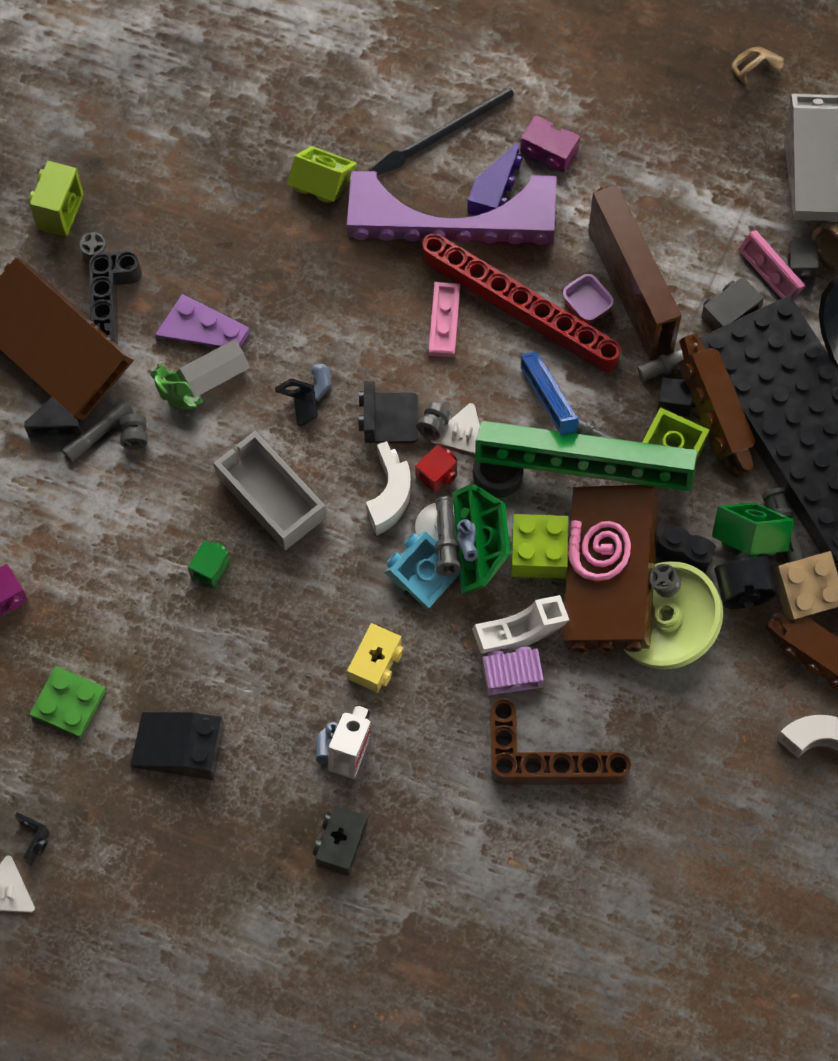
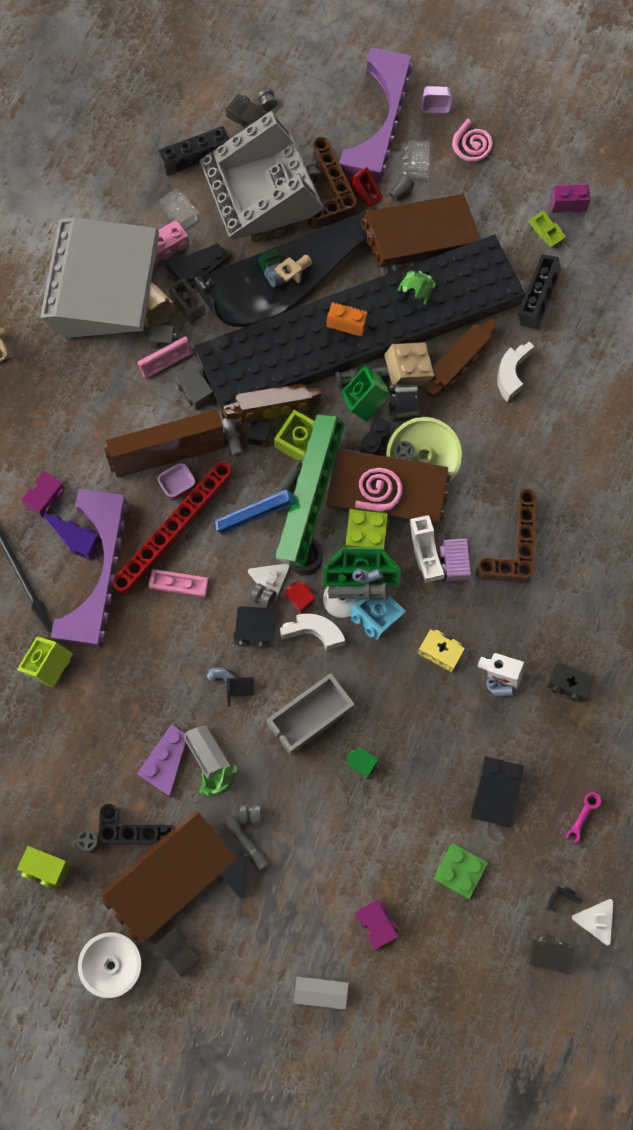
camera: 90 degrees left, 5 degrees up
(160, 869) = (584, 814): none -> dark pink brick

